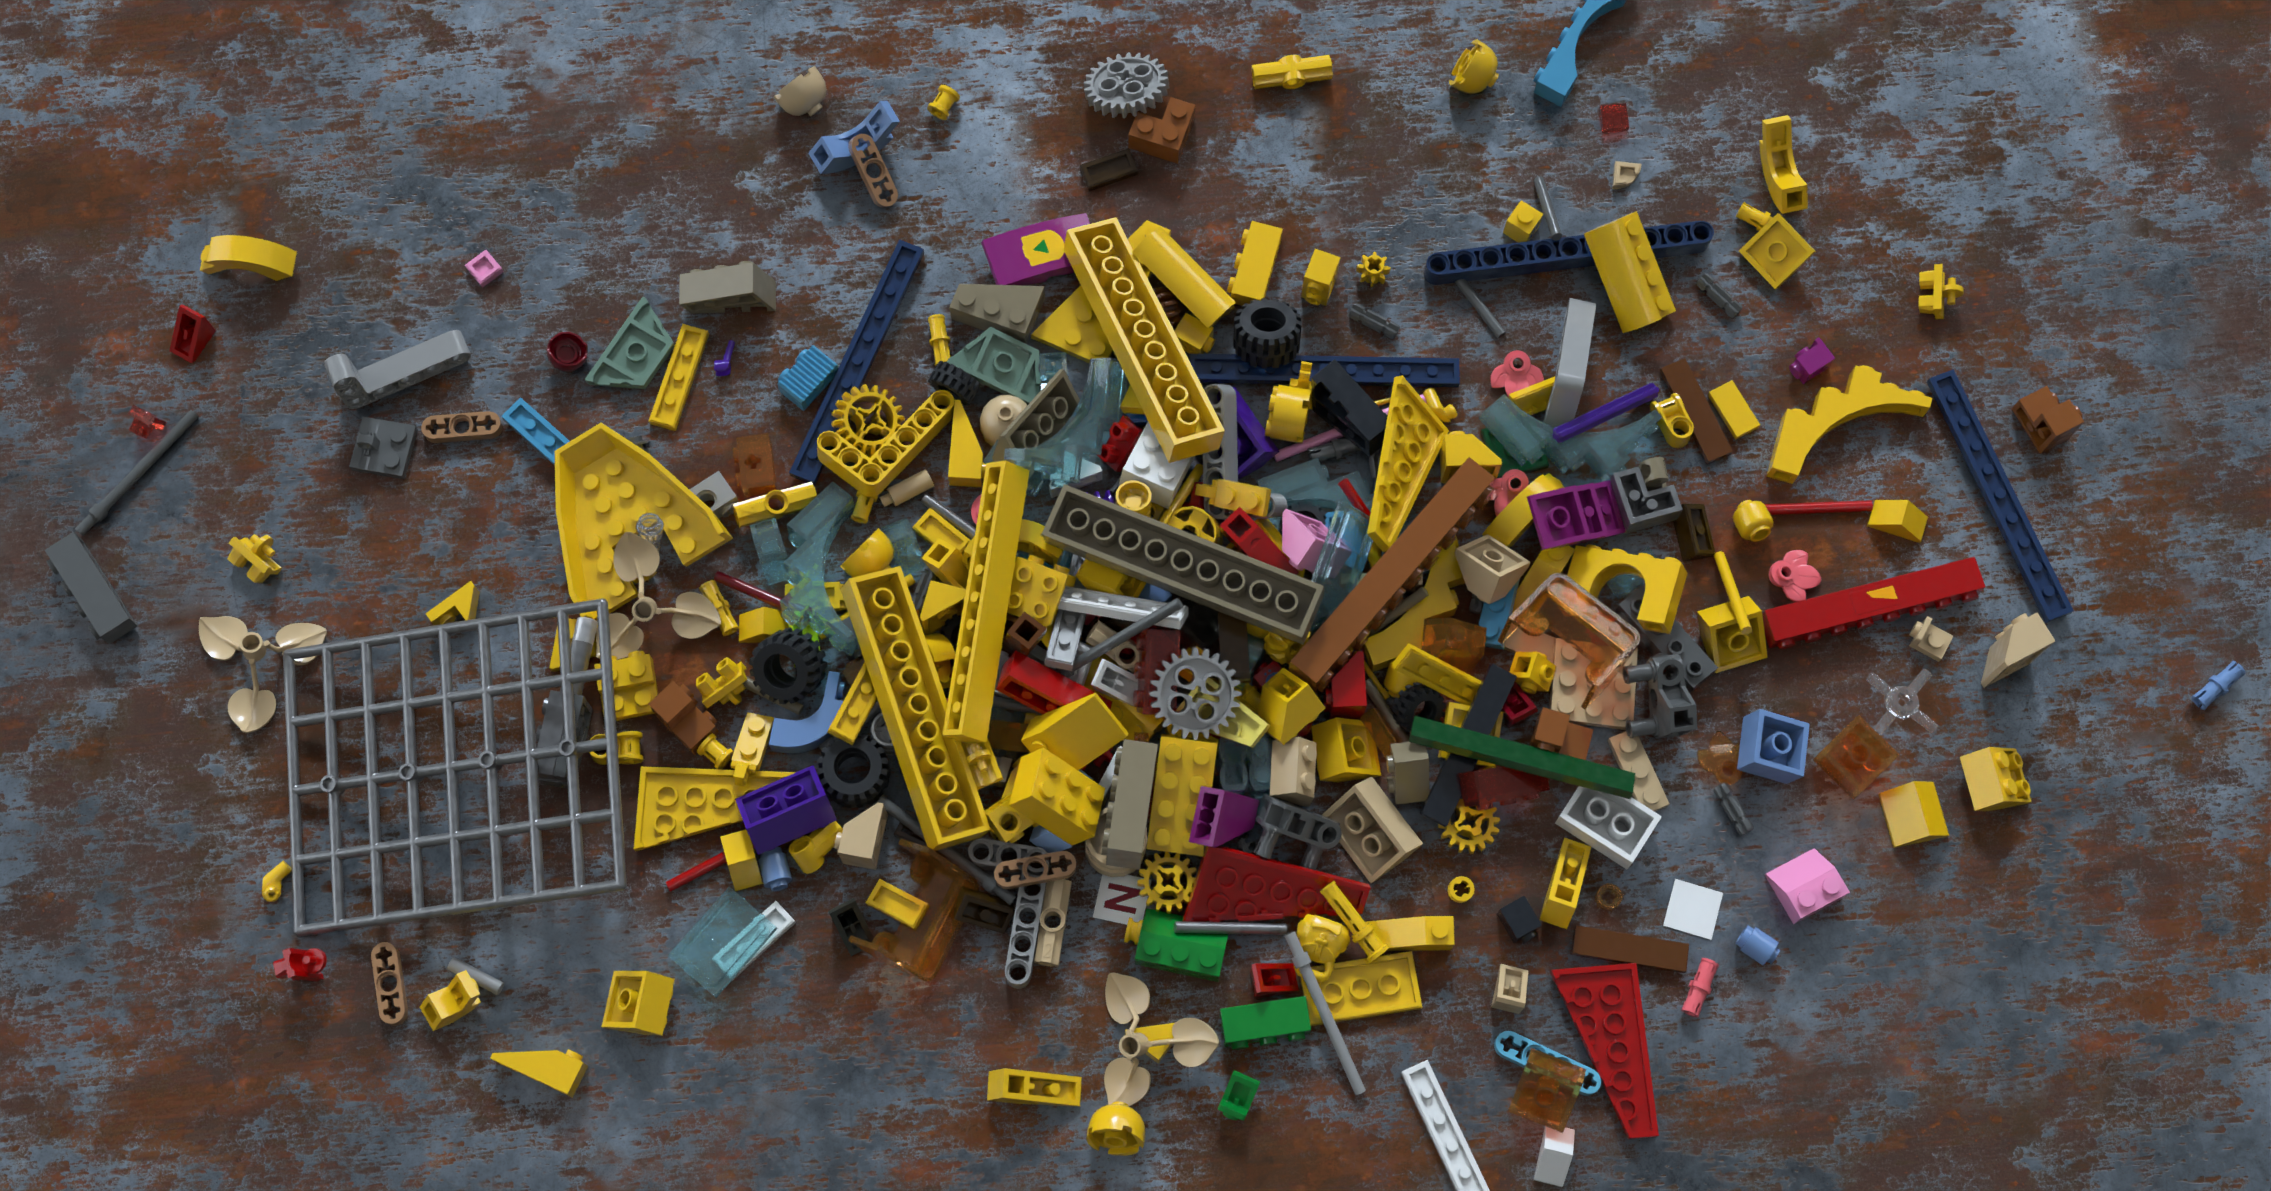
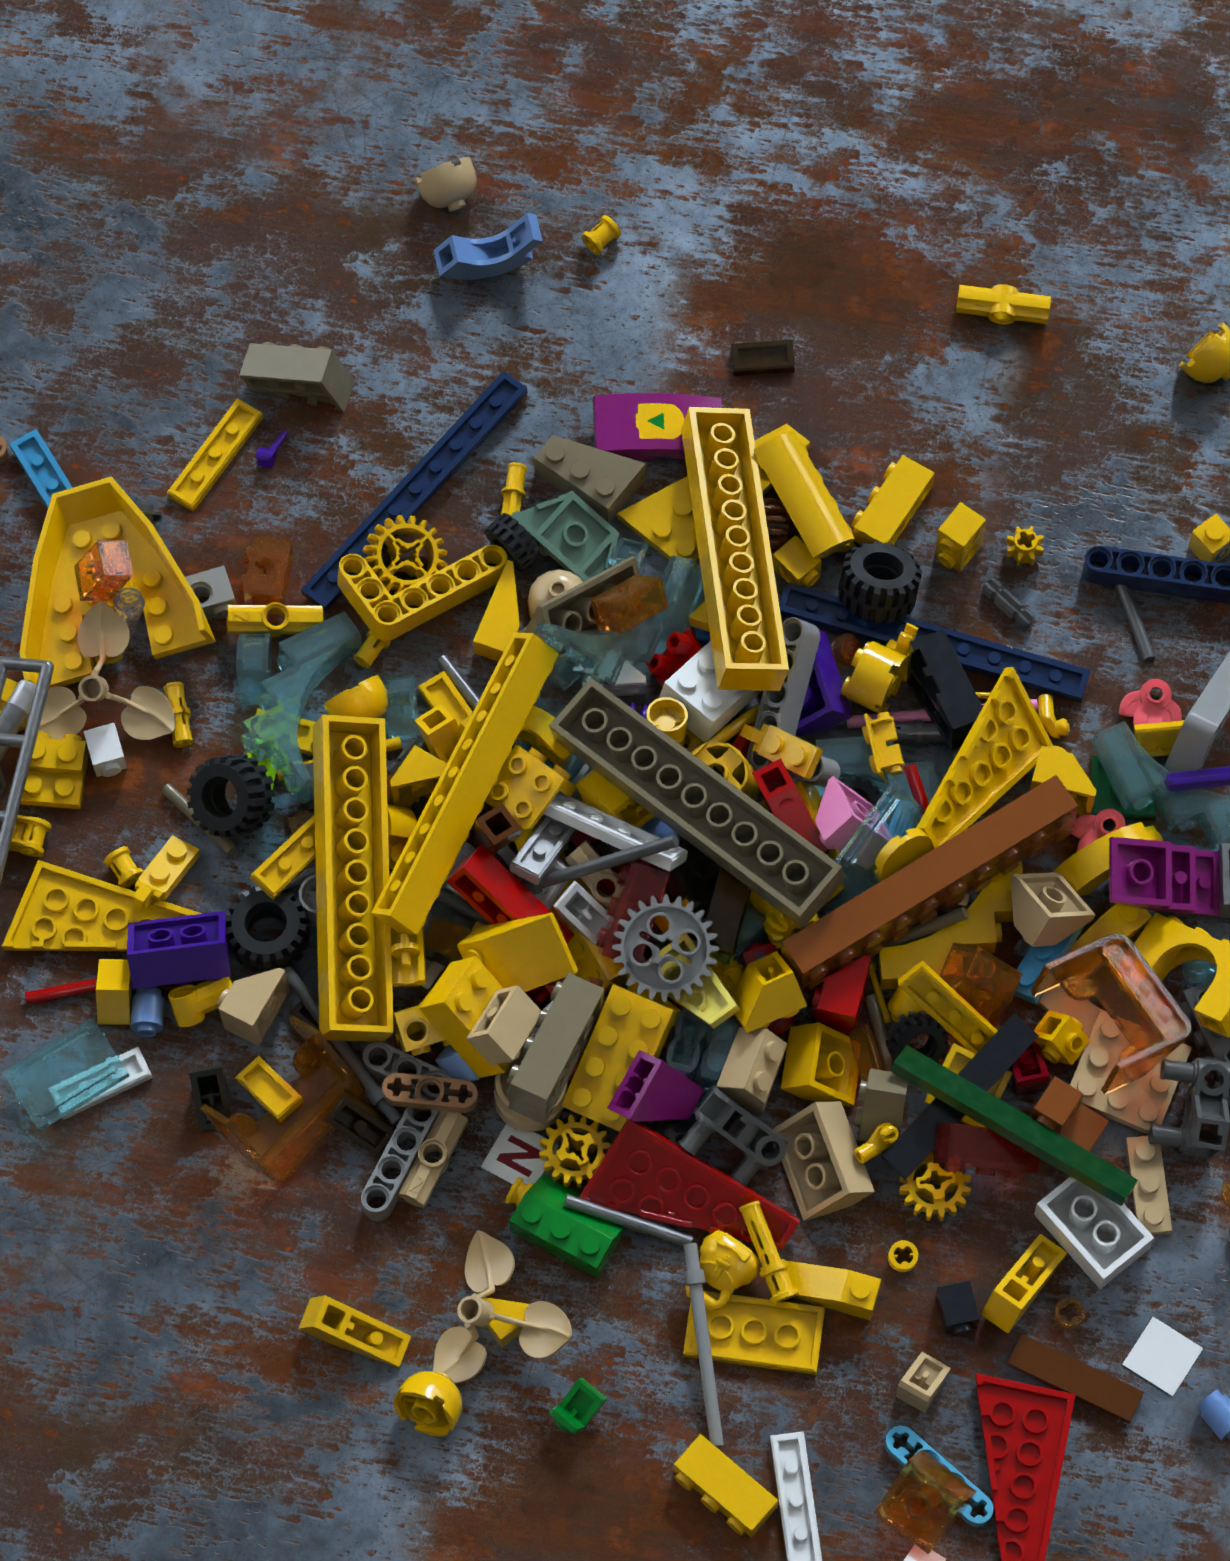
camera: 20 degrees right, 5 degrees down
(484, 268) = (42, 281): bright pink tile -> none
(567, 351) = (102, 393): dark red hair -> none
(621, 506) = (103, 571): none -> clear orange brick
(634, 351) = (174, 414): sand green wing -> none
(668, 656) = (105, 750): none -> white brick
(678, 713) = (96, 811): dark orange brick -> none
(724, 687) = (157, 801): yellow hips -> none
(748, 589) = (214, 701): dark red bar -> none
(760, 624) = (216, 742): yellow slope -> none
(807, 377) = (354, 492): dark azure brick -> none
(809, 733) = (232, 875): medium blue arch -> none
(873, 191) = (487, 266): medium nougat beam -> none
(907, 489) = (425, 643): tan cylinder -> none
(1072, 410) = (629, 603): none -> clear orange brick
(1085, 799) = (504, 1025): none -> tan brick
(1126, 85) = (810, 269): light grey gear -> none
(1165, 136) = (839, 337): dark orange brick -> none
(1256, 396) = (844, 648): none -> clear orange tile
(1265, 1022) = (633, 1336): green brick -> none
(1273, 979) = (658, 1291): red slope -> none
(1308, 461) = (884, 758): none -> yellow hinge
(1363, 558) = (901, 852): none -> yellow tile
(1379, 1126) = (724, 1486): none -> yellow brick
(1415, 801) = (880, 1140): none -> yellow arm
(1700, 987) = (1141, 1444): coral pin -> none

